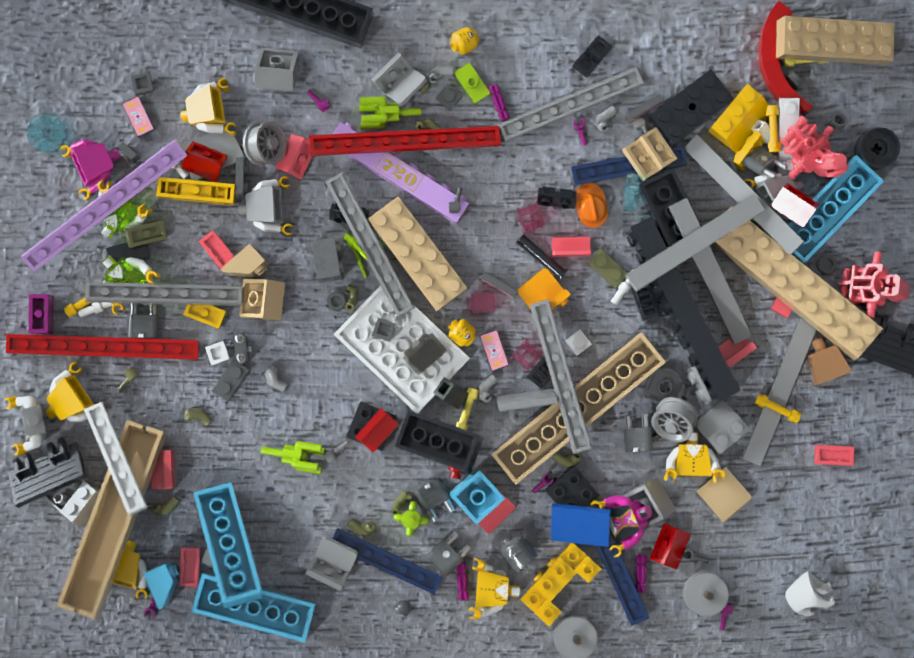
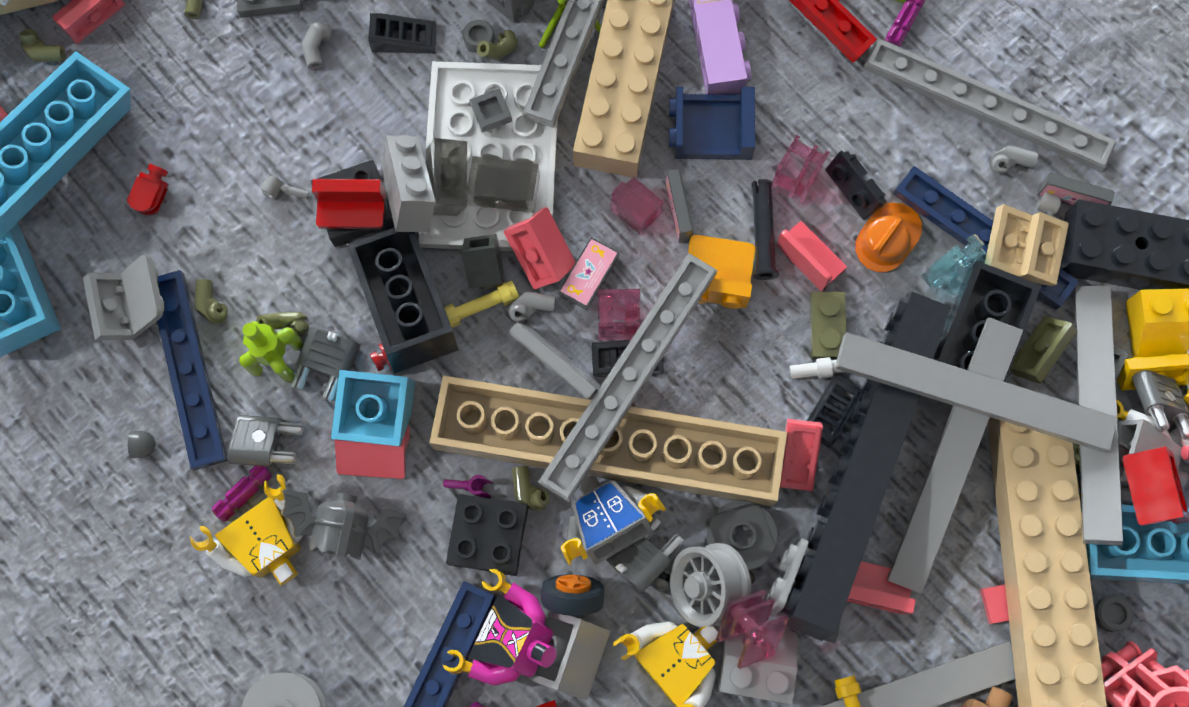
camera: 50 degrees right, 10 degrees down
(284, 512) = (148, 191): none -> red arm
(298, 455) = (236, 145): lime plant -> none
(300, 351) = (392, 22): none -> black slope
(388, 396) = (407, 184): none -> light grey brick
(401, 377) = (448, 175): none -> clear smoke brick
(454, 207) = (726, 62): dark grey hand -> none
(462, 332) = (575, 211): yellow head -> none
(467, 363) = (540, 249): none -> coral panel
(473, 235) = (713, 125): none -> dark blue panel
(553, 580) = (346, 612): yellow bracket -> none
(578, 342) = (696, 371): white plate -> none
(580, 129) = (970, 140): magenta hand -> none
(580, 525) = (450, 581): blue tile -> none
(592, 56) = (1077, 79): black slope -> none
(611, 438) = (607, 520): none -> torso
(629, 479) = (572, 595): none -> black wheel
(653, 332) = (801, 454): none -> coral plate
(698, 188) = (1043, 349): none -> olive plate
(703, 416) = (750, 617): none -> clear pink piece

